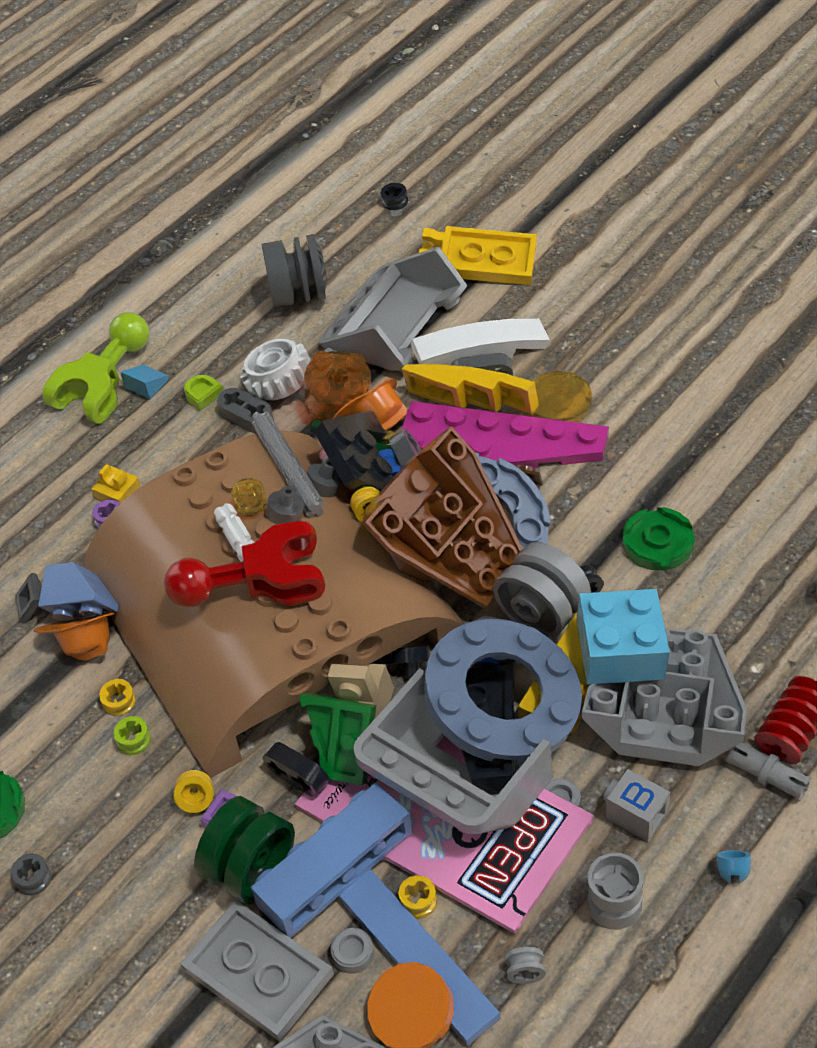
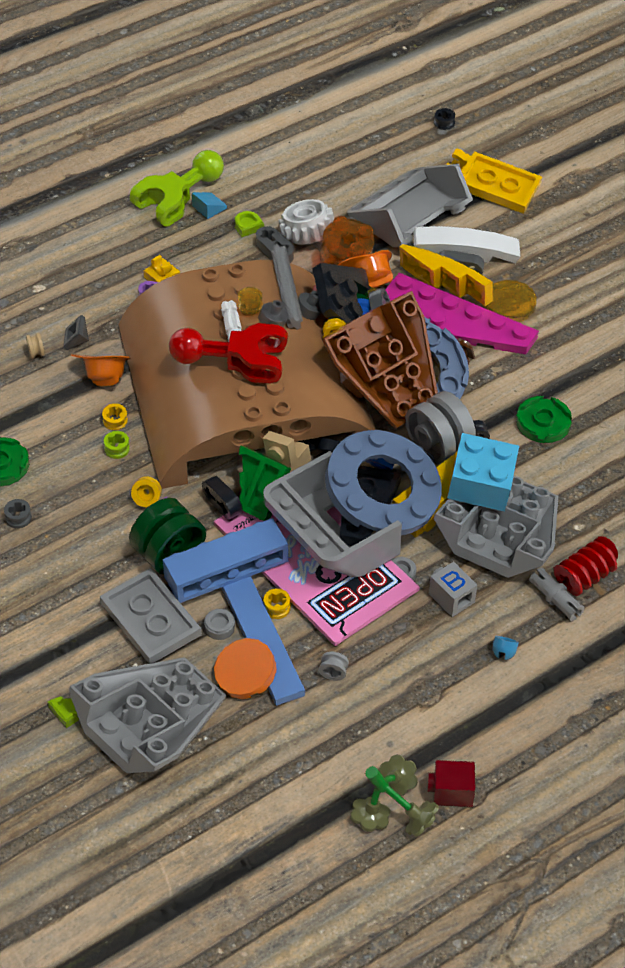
camera: 10 degrees right, 0 degrees up
(74, 591) = (107, 336): medium blue slope -> none
(294, 271) = (345, 153): dark grey wheel -> none
(615, 890) = (413, 637): light grey wheel -> none

